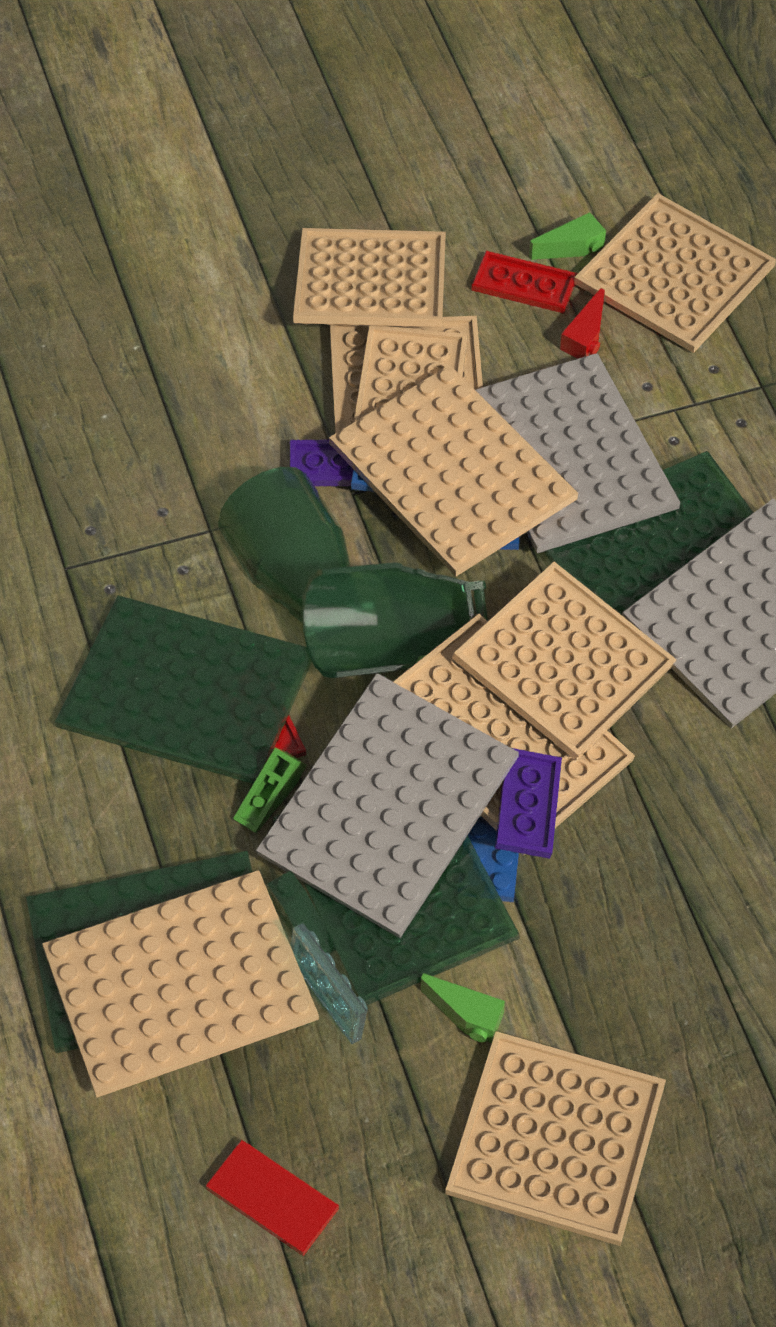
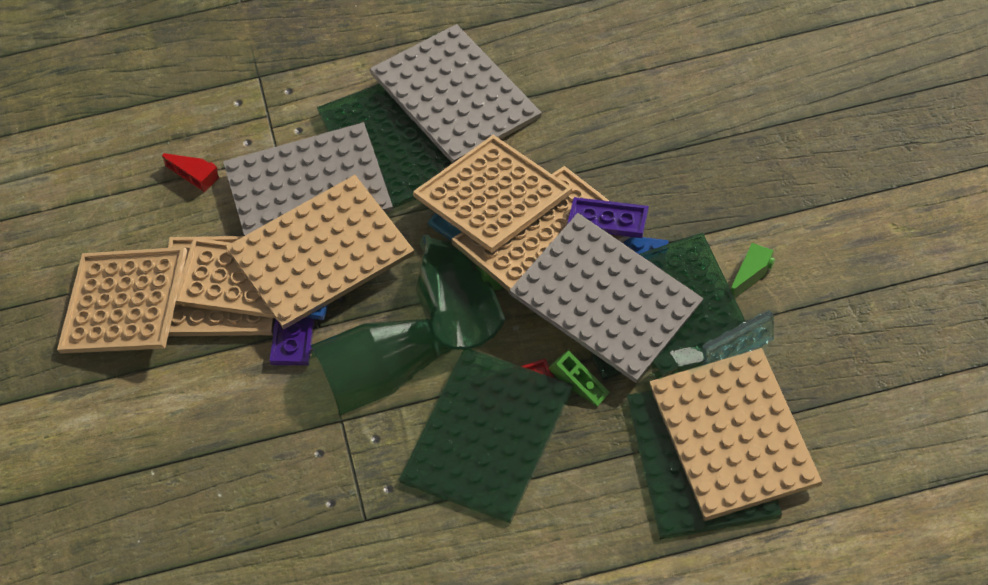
camera: 80 degrees left, 0 degrees up
(272, 1197) = (886, 385): red tile -> none
(524, 282) = (137, 209): red tile -> none
(556, 1138) = (841, 226): tan plate -> none
(569, 240) = (106, 173): bright green slope -> none
(675, 272) = (147, 115): tan plate -> none

